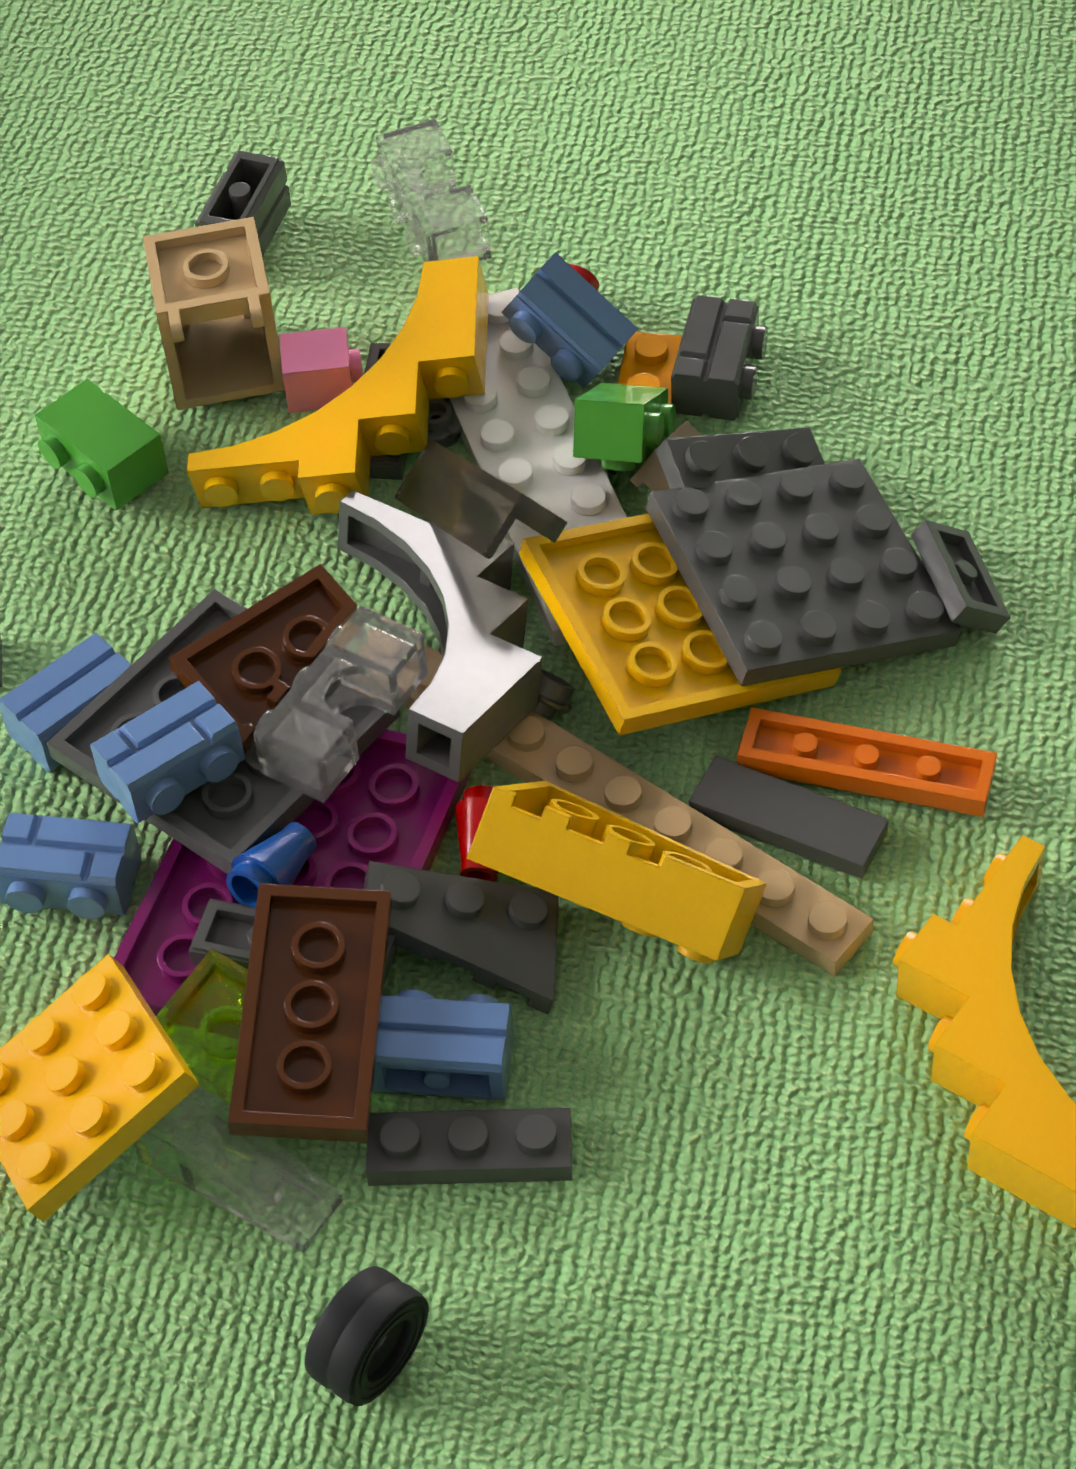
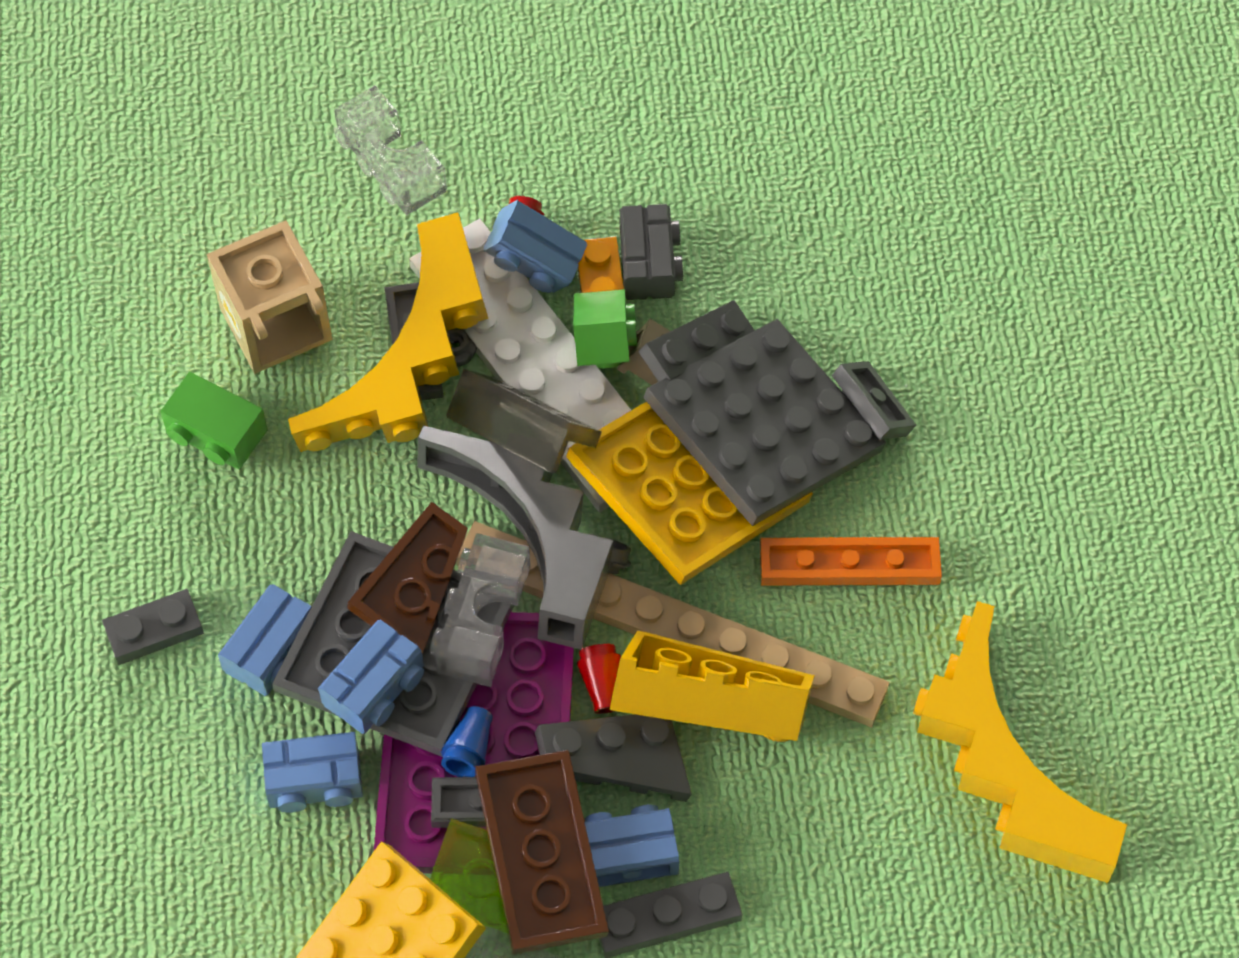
camera: 20 degrees left, 10 degrees up
(248, 189) = (251, 192): dark grey brick -> none
(317, 367) = (356, 320): bright pink brick -> none
(789, 816) = (807, 614): dark grey tile -> none

